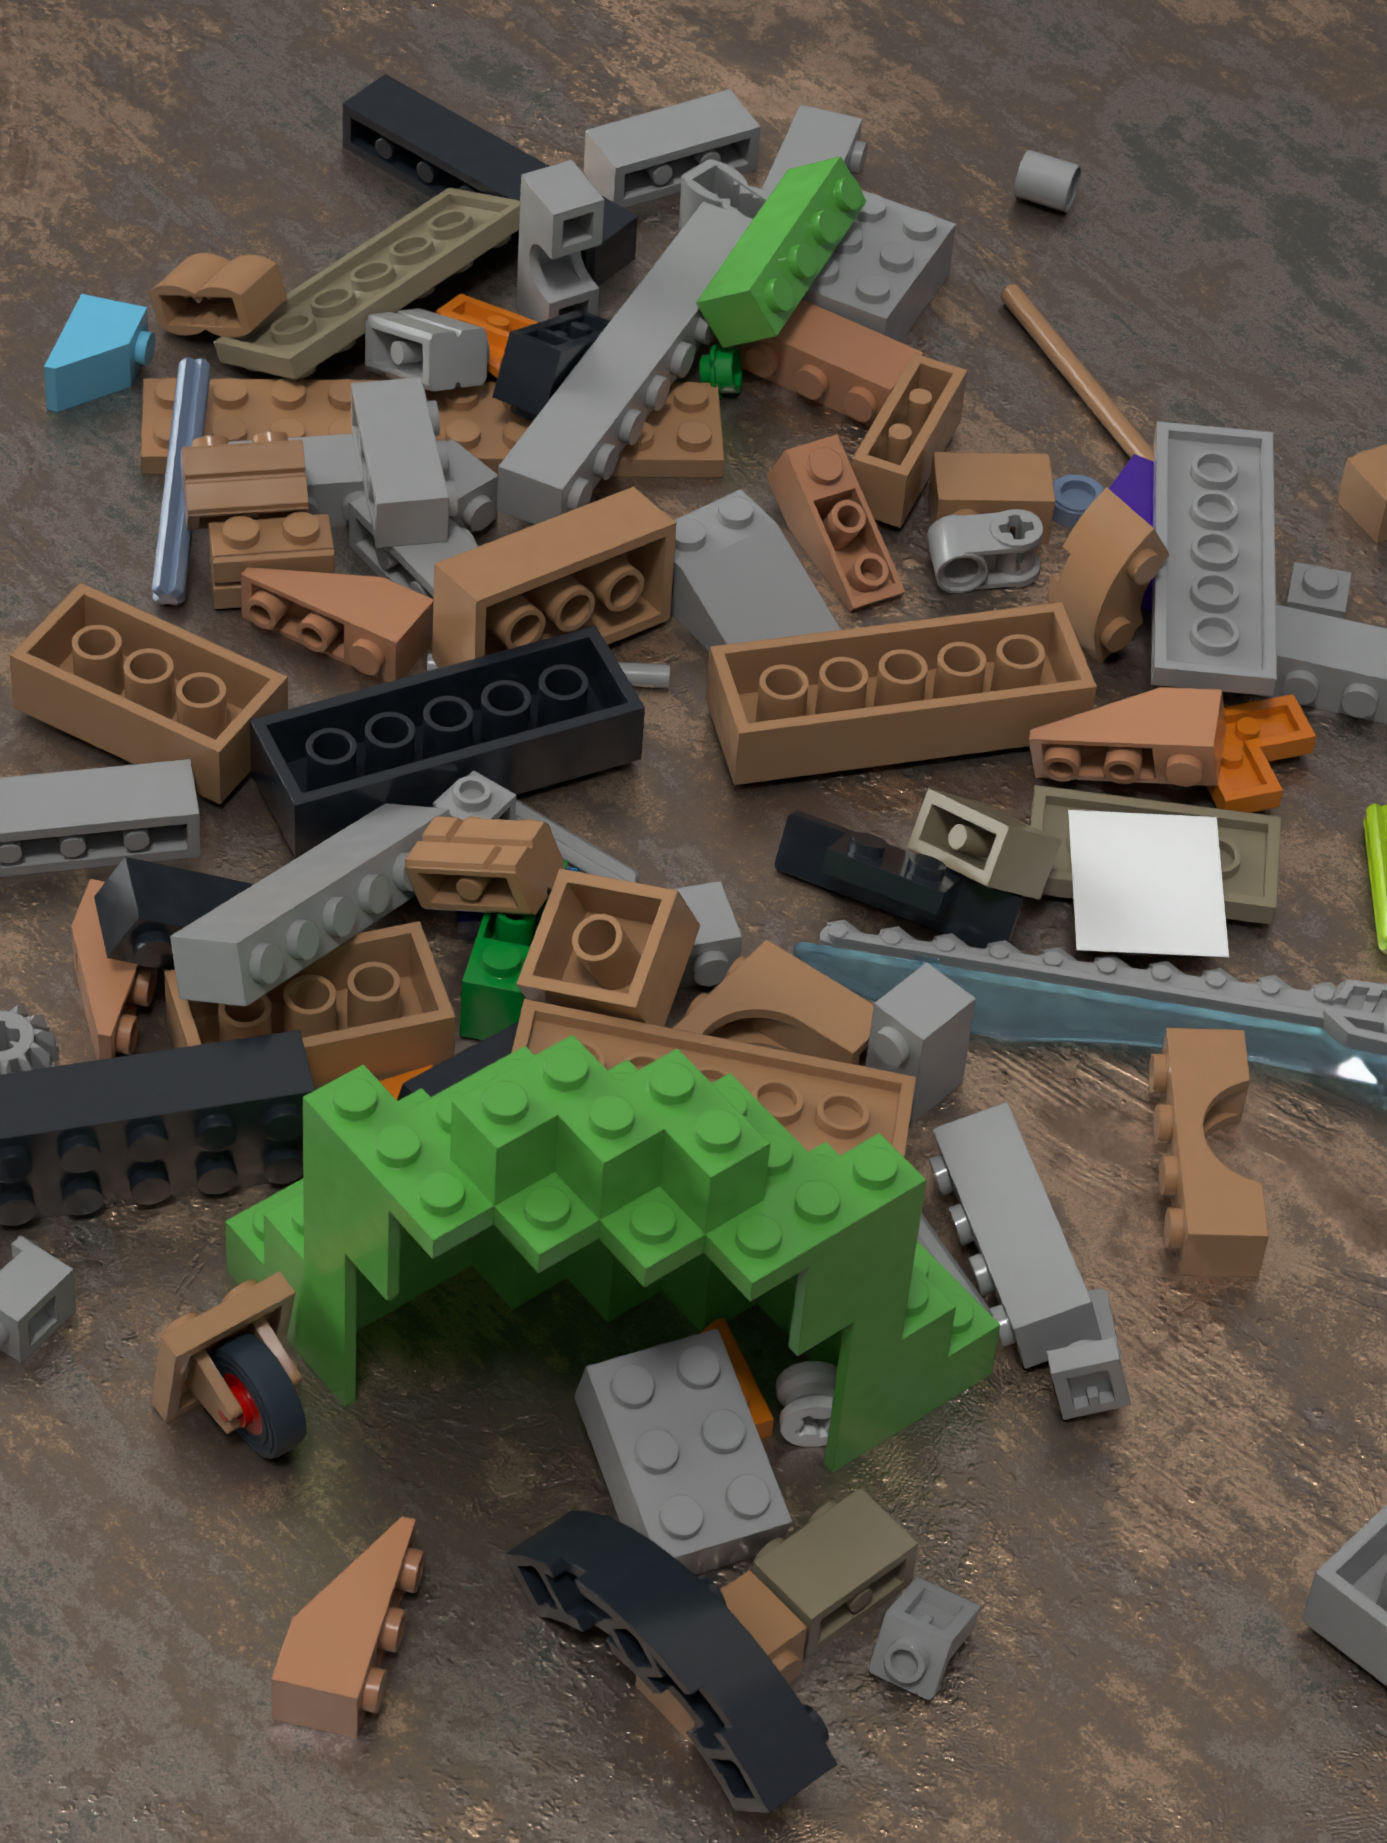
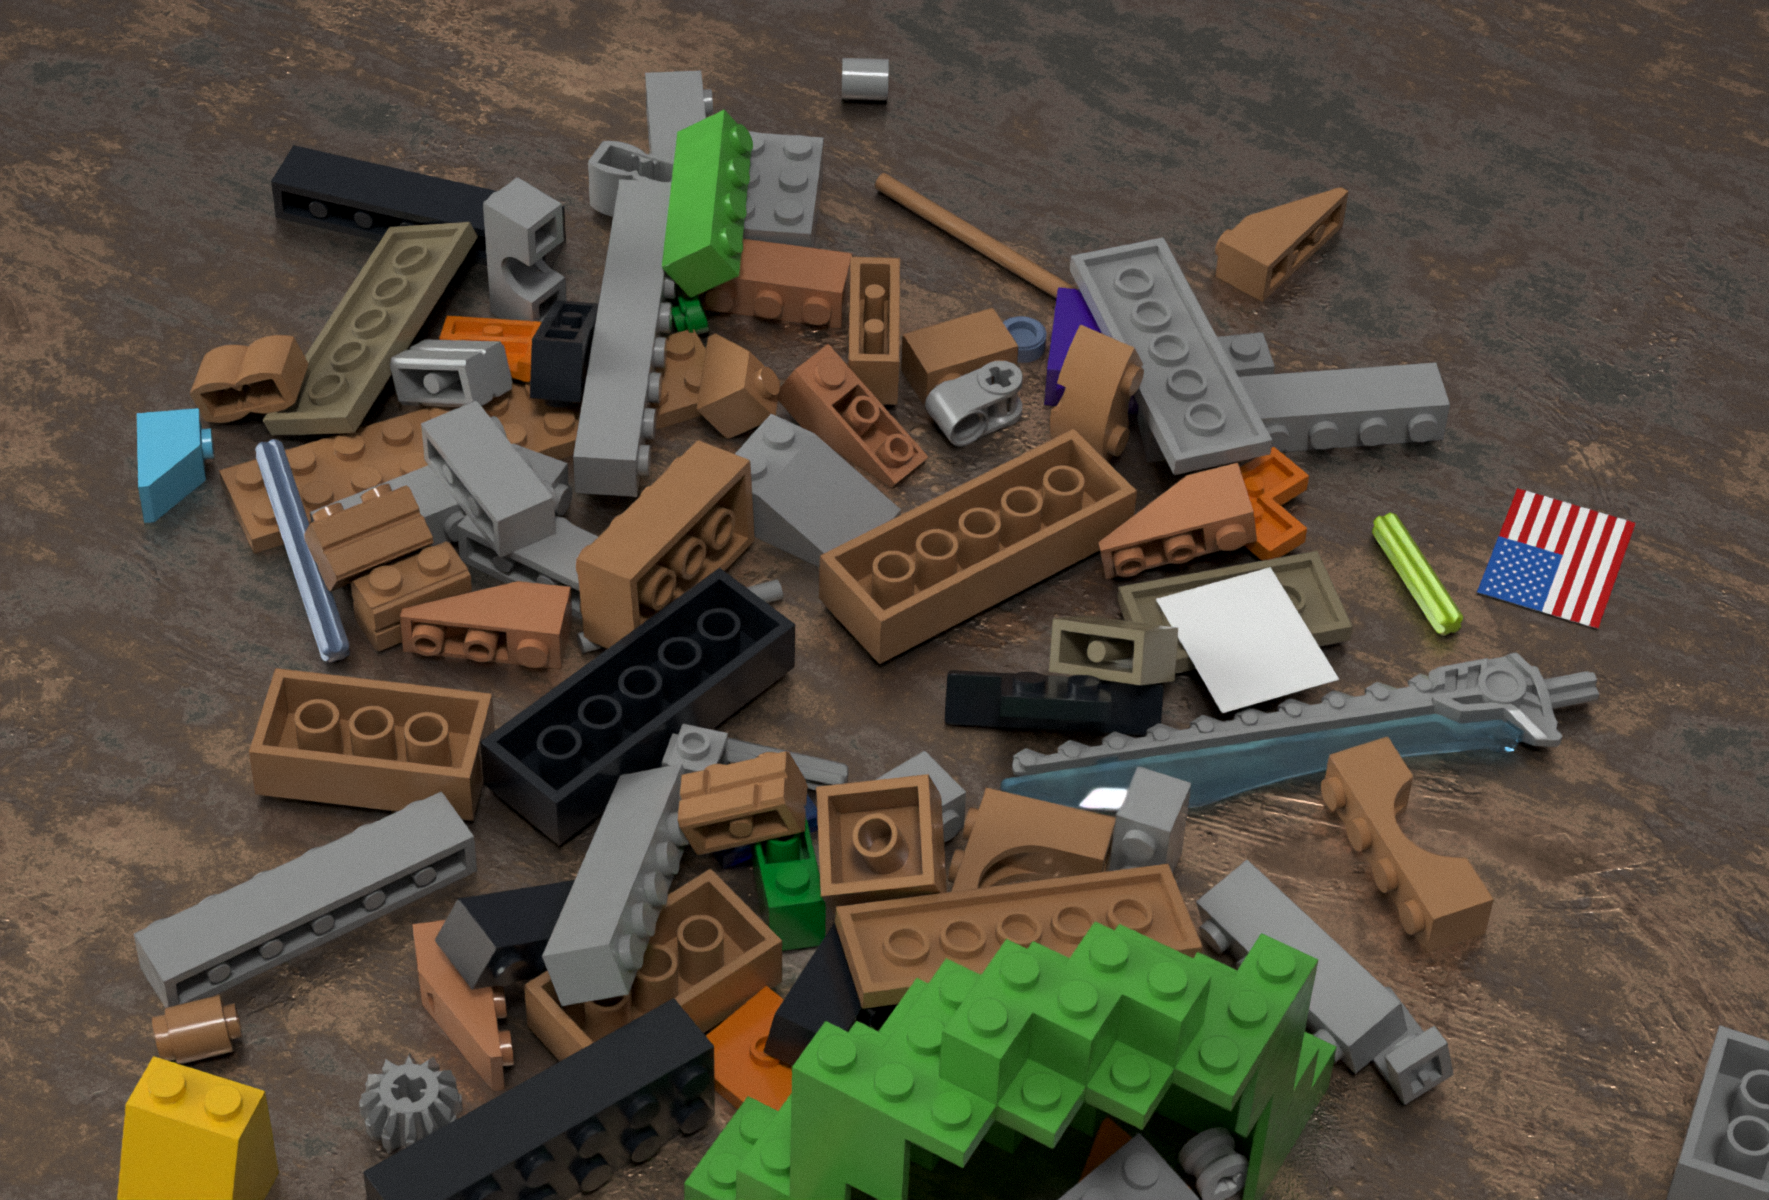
camera: 20 degrees left, 0 degrees up
(651, 151) = (555, 137): light grey brick -> none
(722, 455) = (735, 388): none -> medium nougat slope

